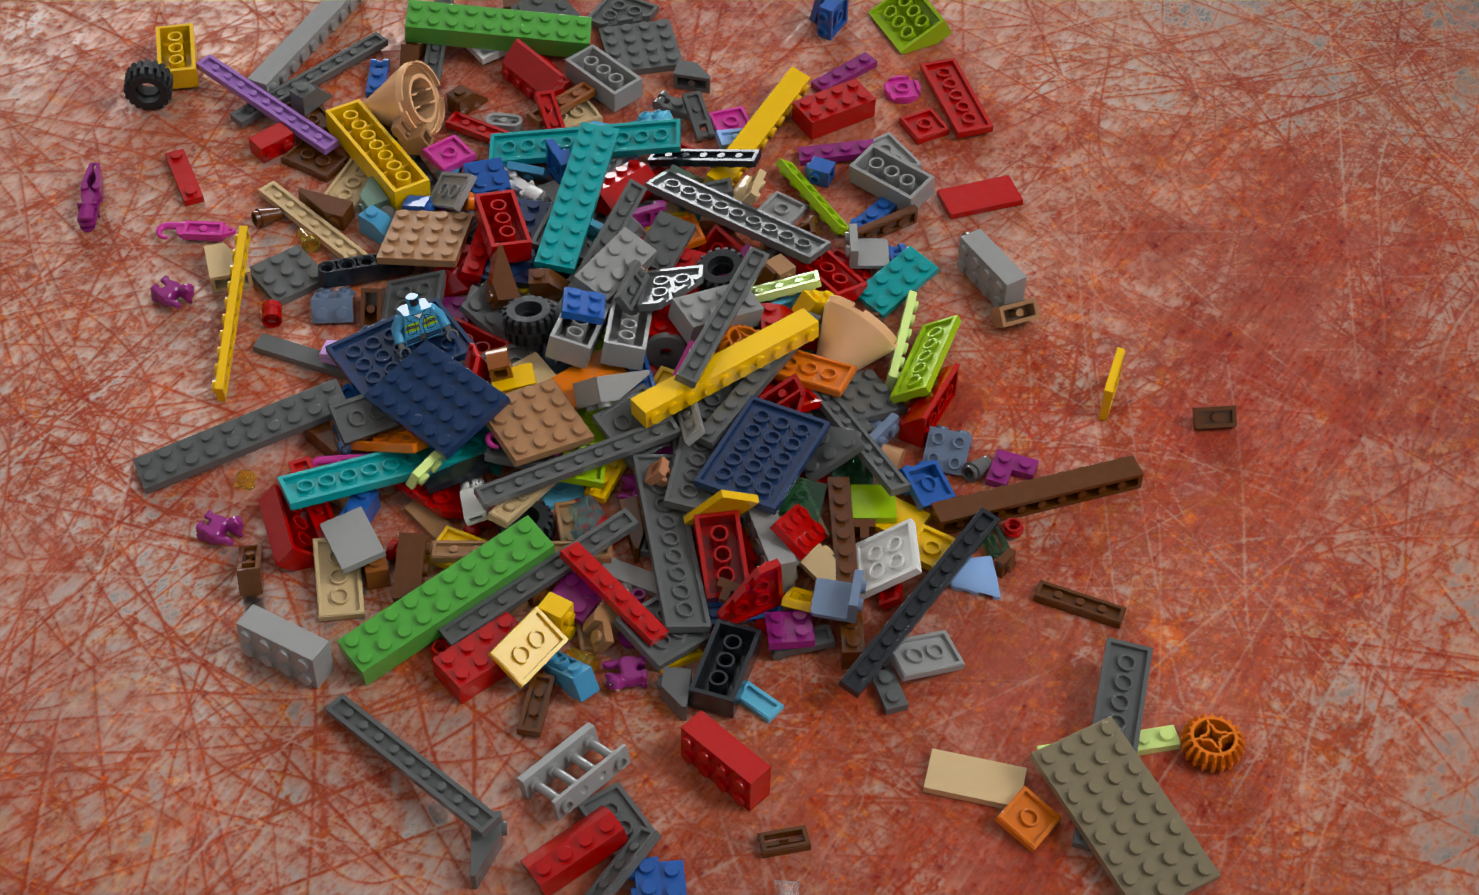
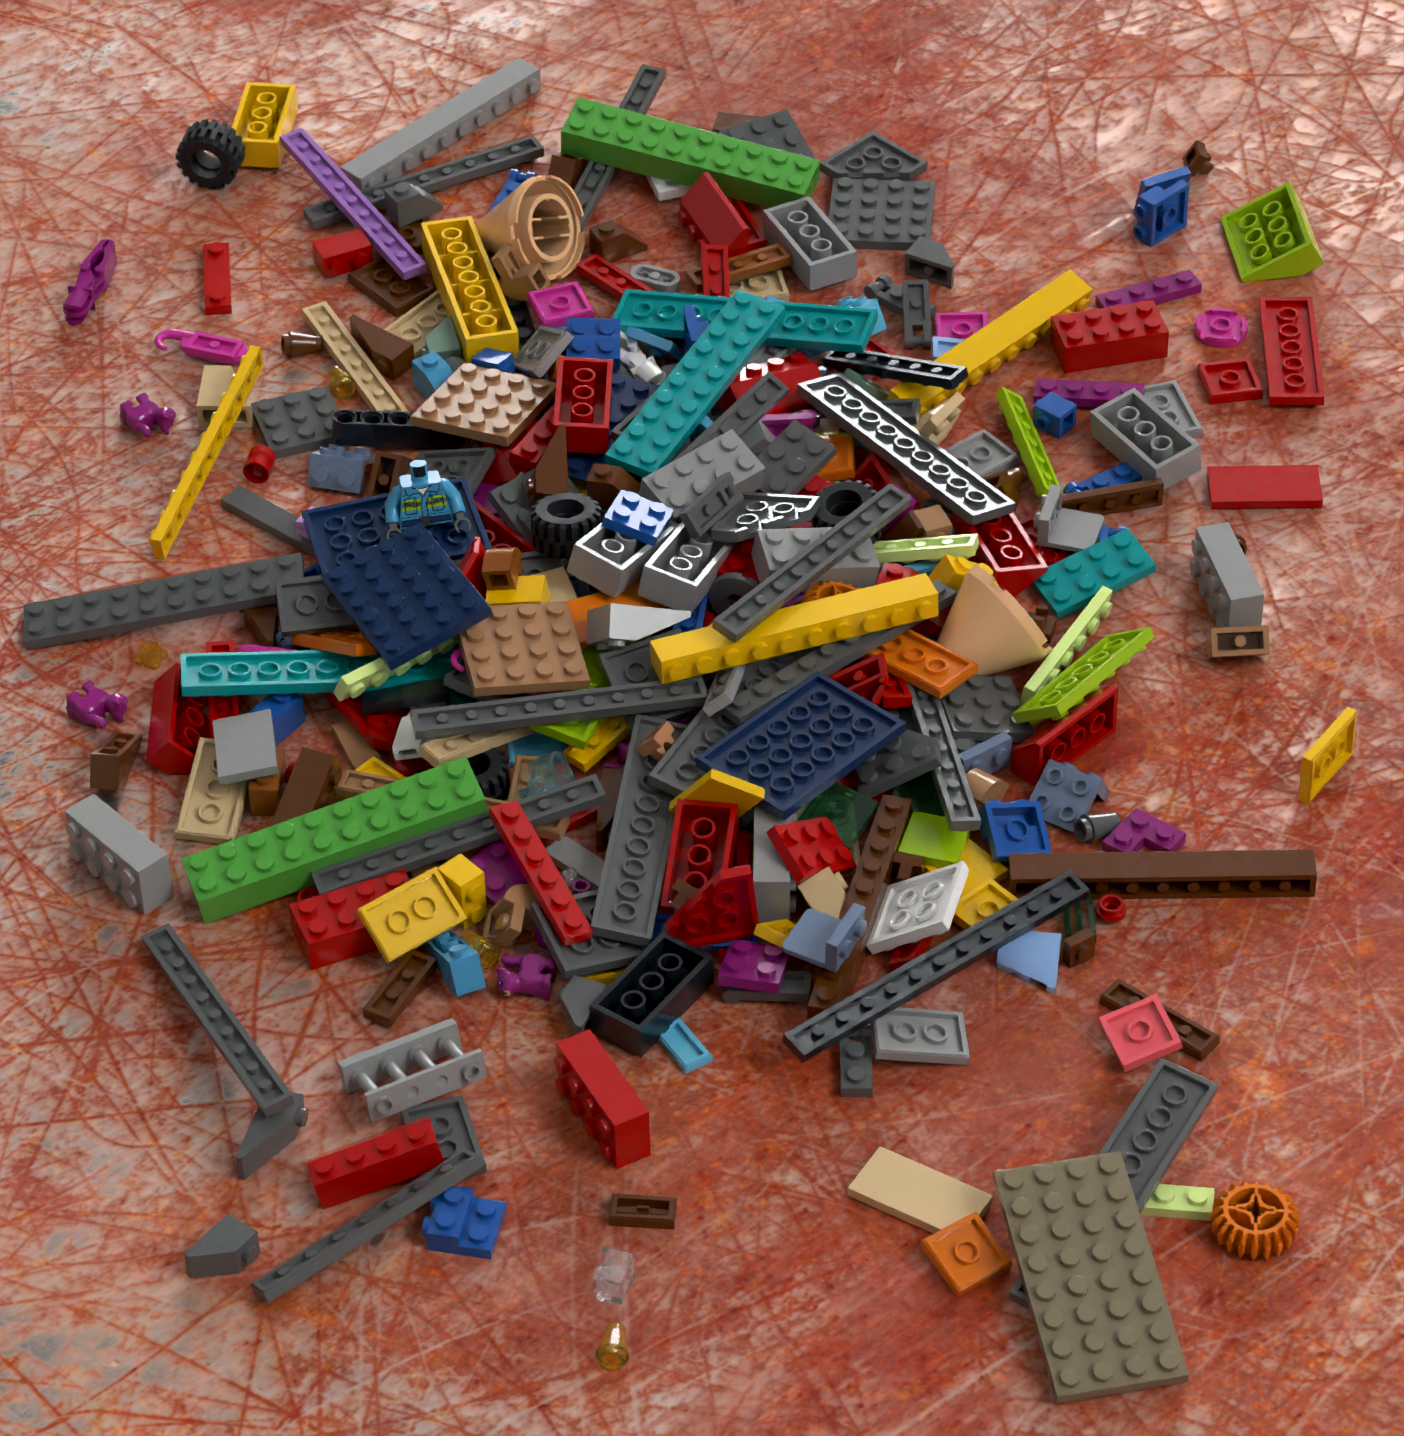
camera: 20 degrees right, 5 degrees down
(1075, 618) = (1140, 1032): none -> coral plate

